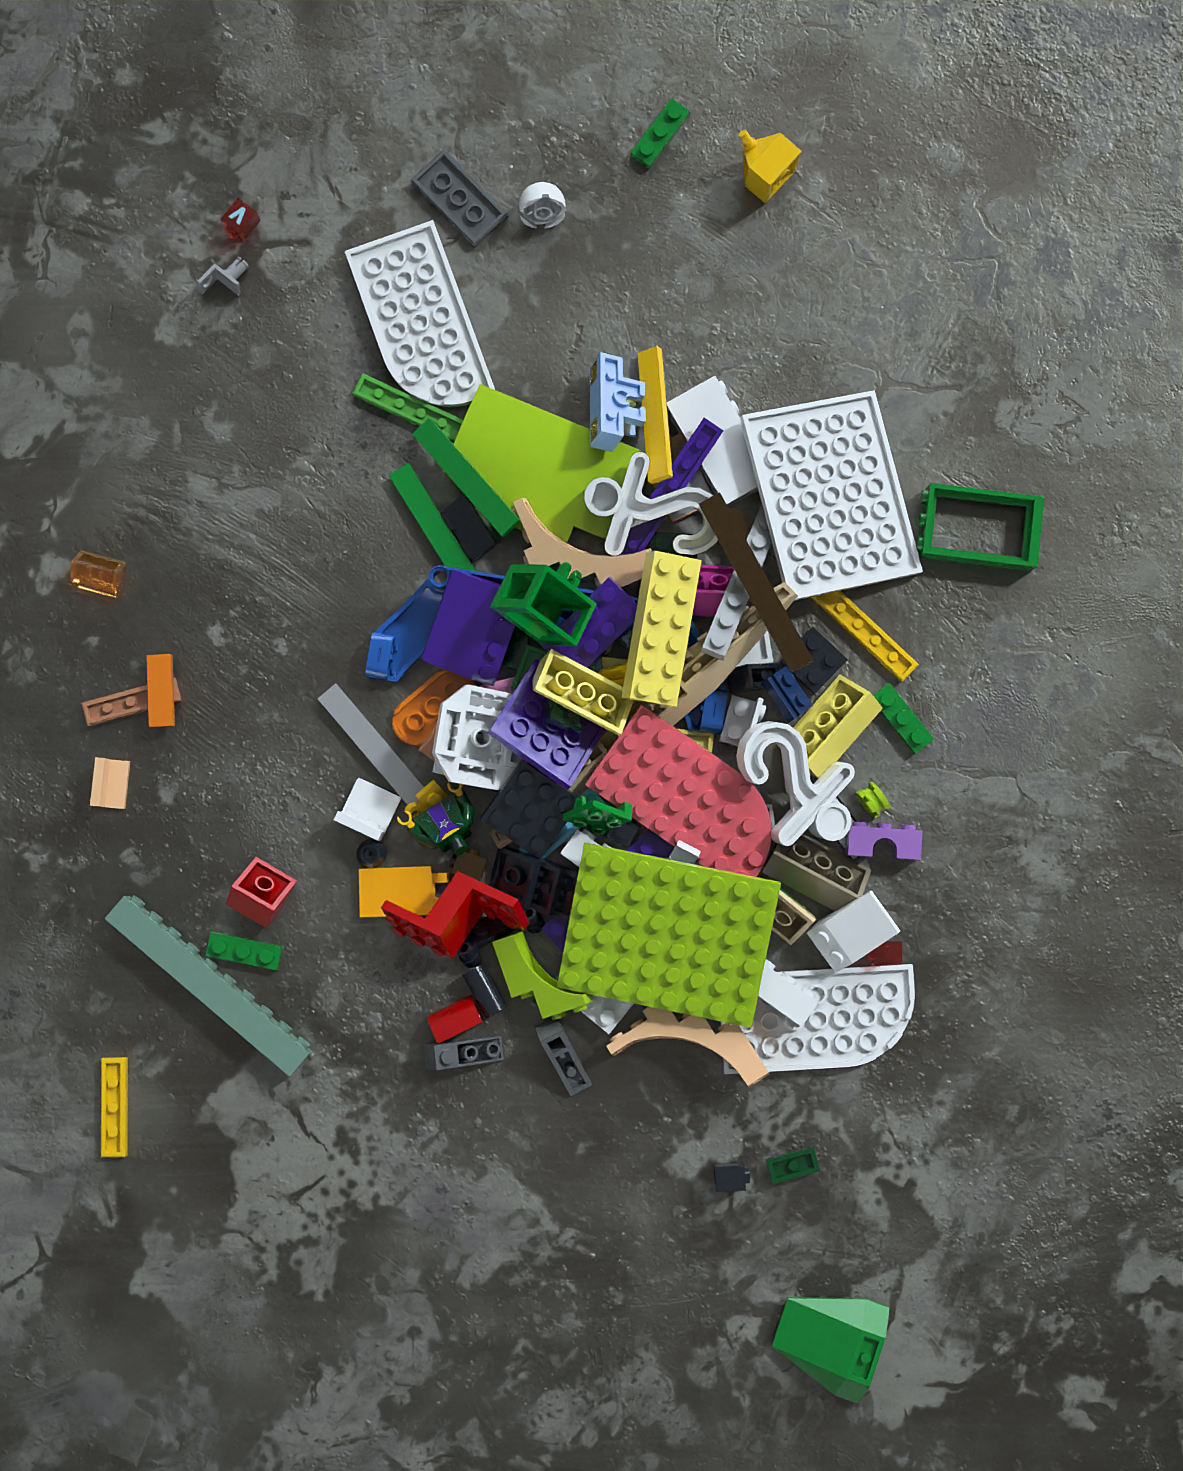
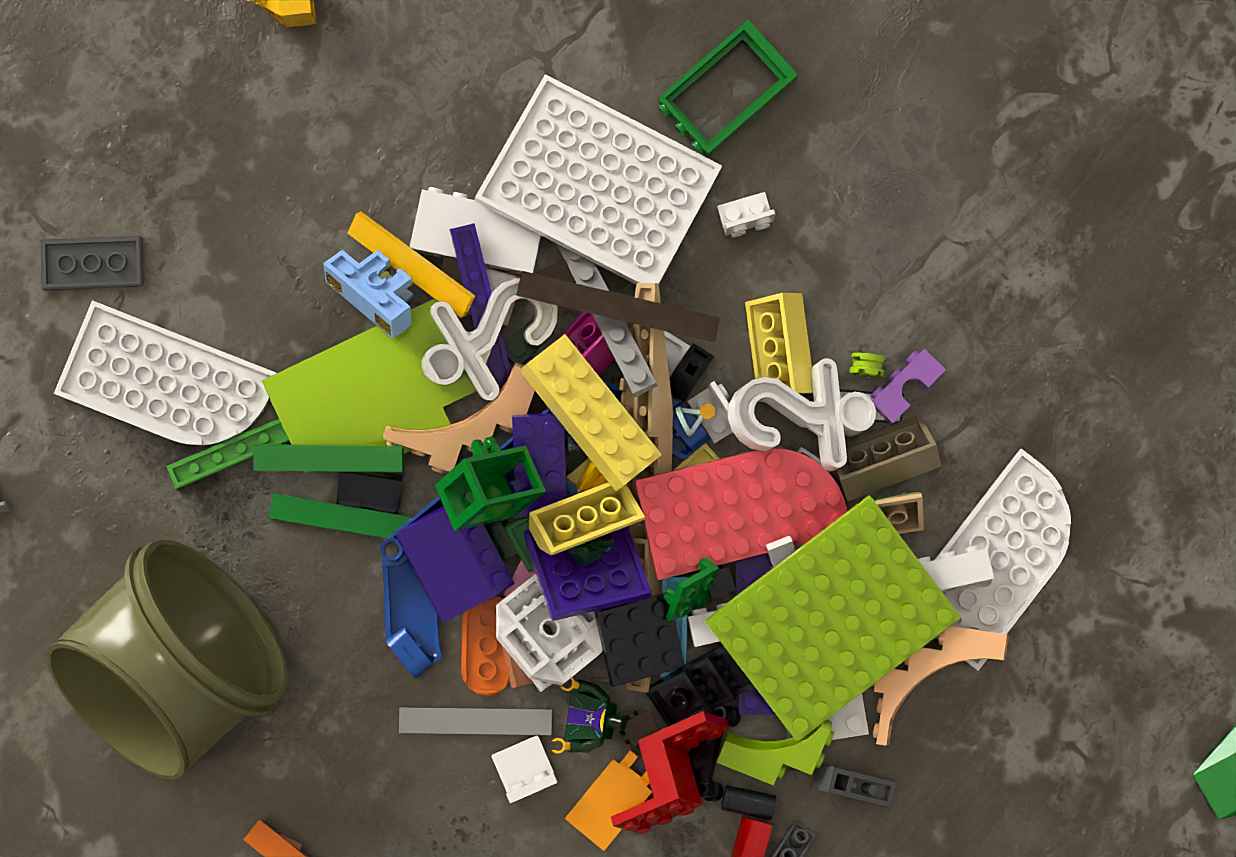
camera: 50 degrees left, 0 degrees up
(97, 573) = (139, 821): clear orange brick -> none
(226, 486) = (169, 660): none -> olive piece
(378, 850) = (557, 790): black plate -> none
(427, 797) = (557, 713): yellow plate -> none
(542, 205) = (158, 201): white cylinder -> none
(660, 133) = (184, 56): green plate -> none
(731, 1176) = (1061, 736): black brick -> none
(736, 714) = (706, 411): none -> light aqua piece
(787, 694) = (725, 358): dark blue plate -> none
(792, 1164) = (1094, 679): dark green plate -> none
(825, 661) = (722, 303): black plate -> none
(853, 931) = (955, 472): white slope -> none
(867, 633) = (733, 252): yellow tile -> none
(886, 954) = (994, 461): clear red bracket -> none
(902, 619) = (745, 214): none -> white bracket
(903, 719) = (823, 284): green plate -> none

